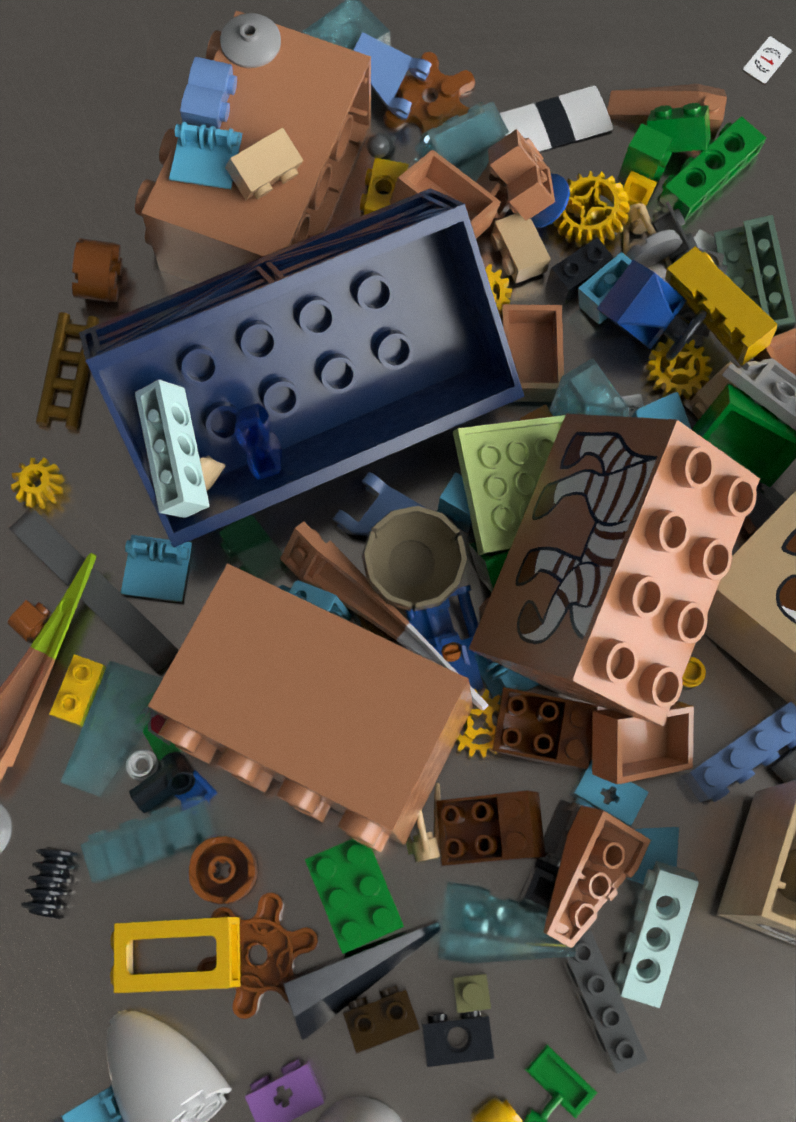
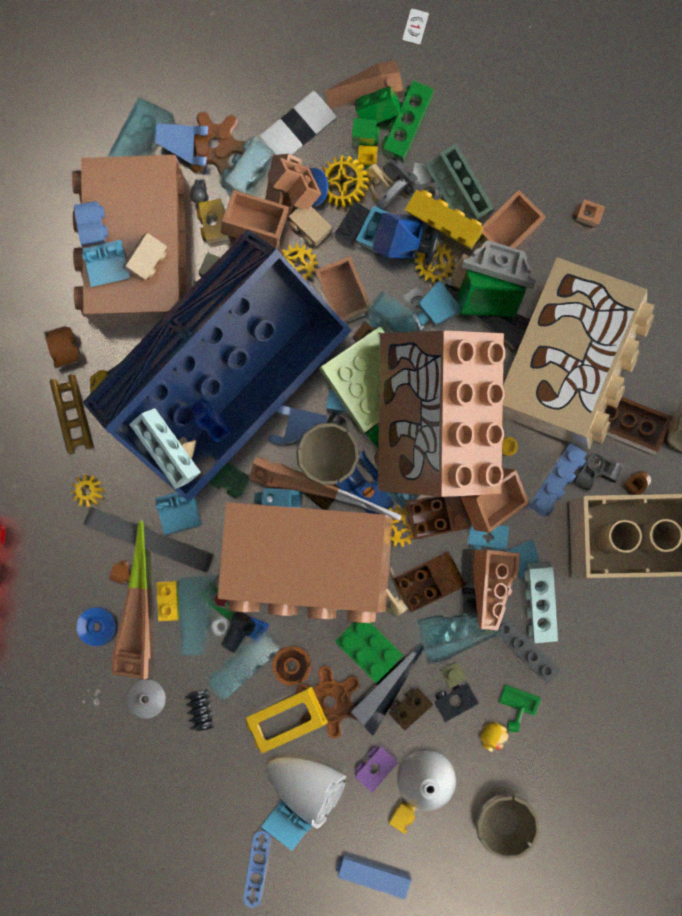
camera: 15 degrees left, 10 degrees up
(250, 50) = (105, 181): light grey dish -> none

